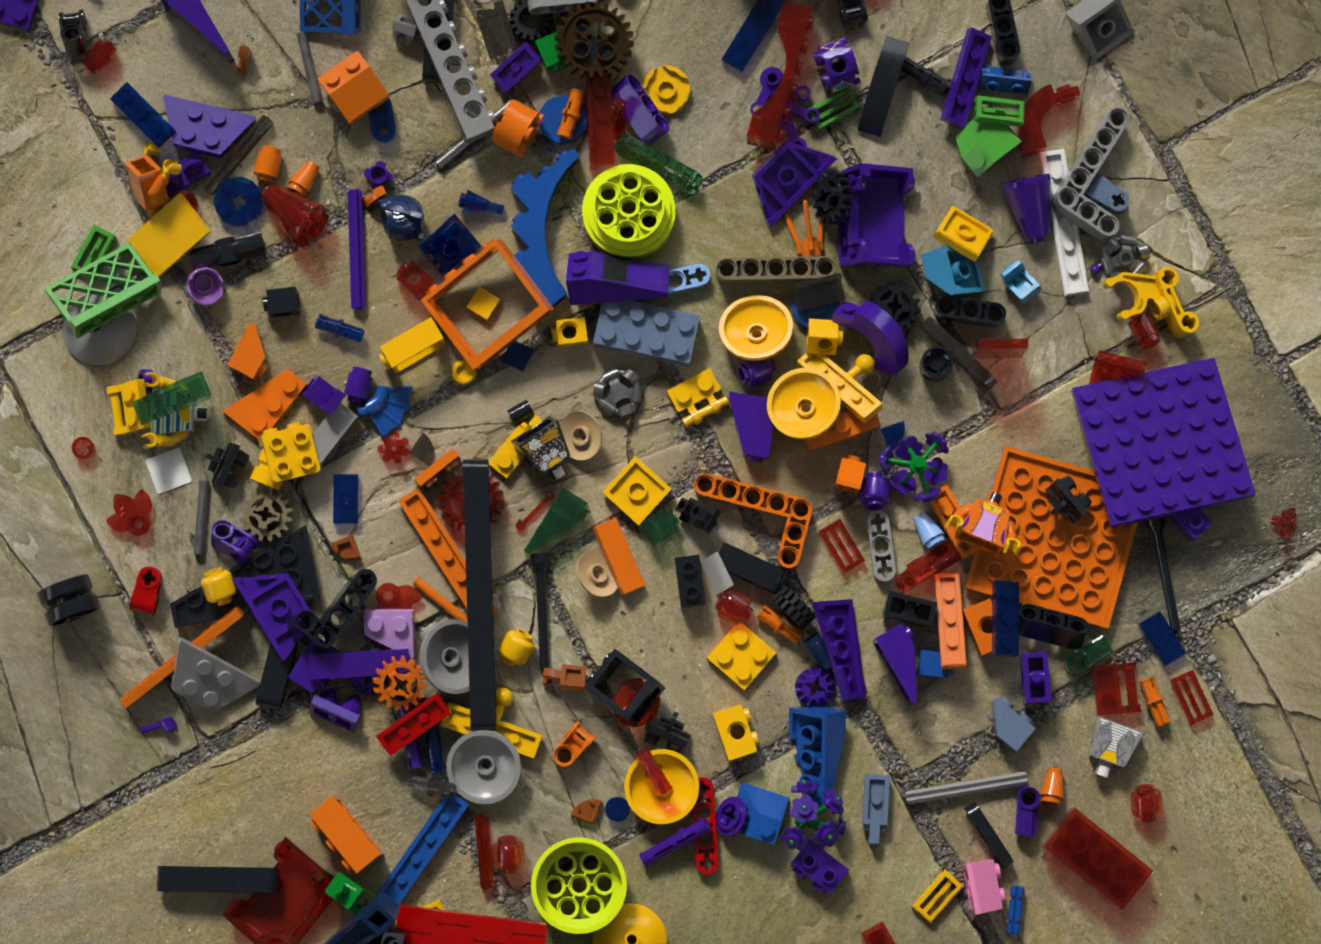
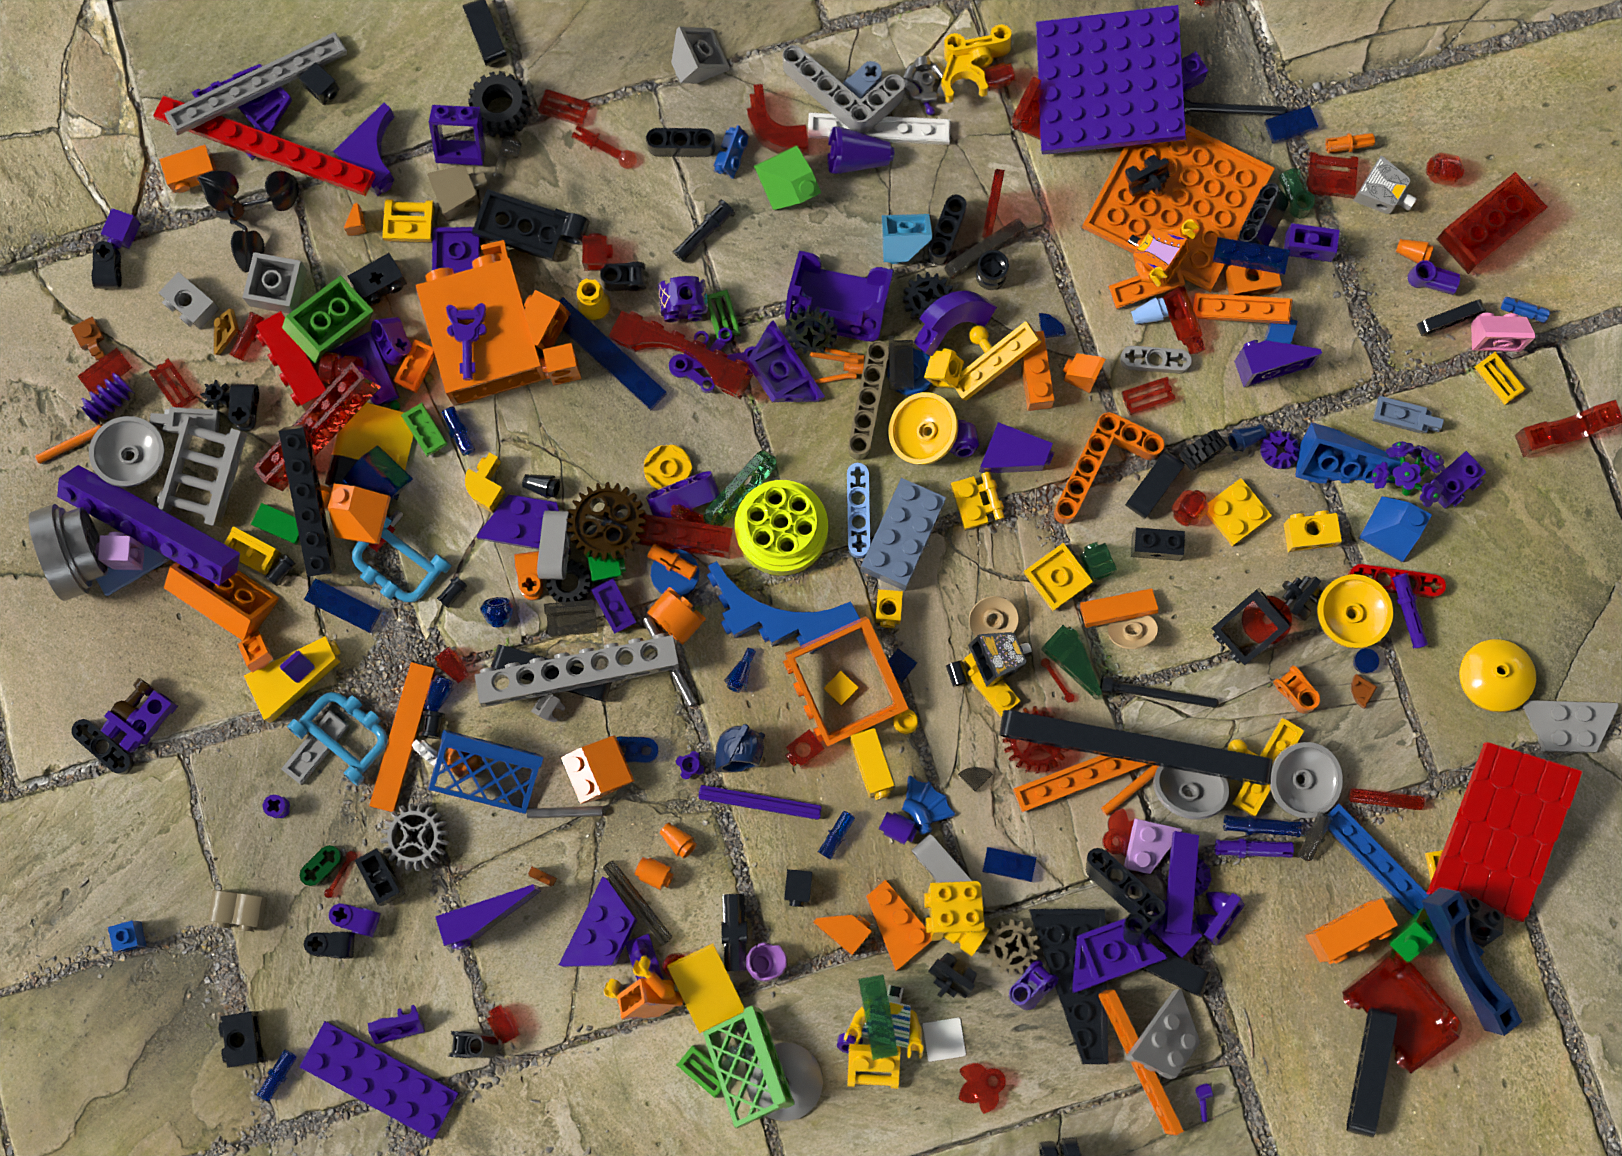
camera: 75 degrees left, 5 degrees down
(91, 447) = (903, 1131): clear red bush -> none
(143, 115) = (575, 990): clear blue plate -> none
(145, 596) = (1068, 1087): red piece -> none
(201, 517) = (999, 1015): flat silver bar -> none
(218, 586) = (1077, 1009): yellow head -> none
(232, 189) = (690, 924): clear blue plate -> none
(295, 213) = (710, 855): clear red cone -> none
(323, 394) = (902, 863): dark purple slope -> none
(346, 548) = (1058, 874): dark orange tile -> none
(378, 193) = (711, 772): orange tile -> none
(389, 443) = (963, 806): clear red plant -> none
(392, 689) = (1213, 857): orange gear -> none
(413, 724) = (1252, 840): red plate -> none
(430, 475) = (994, 755): orange plate -> none
(449, 245) = (778, 708): clear blue slope -> none
(508, 853) = (1393, 774): clear red head -> none
(516, 647) = (1191, 725): yellow head -> none
(550, 904) = (1456, 682): neon yellow wheel -> none
(569, 678) = (1229, 679): dark orange plate -> none
(613, 278) = (847, 552): dark purple slope -> none
(618, 392) = (956, 575): flat silver piece -> none
(653, 771) = (1341, 613): clear red pin -> none
(697, 514) = (1094, 521): black hips -> none
(716, 573) = (1155, 515): white sticker -> none
(725, 823) = (1396, 560): dark purple gear -> none
(780, 624) = (1214, 468): orange axle -> none
(795, 392) = (993, 392): yellow dish -> none
(841, 640) = (1238, 413): dark purple wing -> none
(875, 491) = (1106, 348): dark purple head -> none
(883, 86) = (713, 261): black slope -> none
(909, 609) = (1224, 343): black brick -> none
(928, 471) = (1092, 297): dark purple plant -> none
(963, 233) = (872, 218): yellow tile -> none
(966, 78) = (721, 186): dark purple plate -> none
(966, 788) = (1401, 329): light grey axle -> none
(979, 117) = (750, 172): bright green tile -> none
(1008, 725) = (1351, 277): sand blue slope -> none
(1020, 282) = (929, 178): dark azure bracket -> none
(1183, 703) = (1329, 106): clear red tile -> none

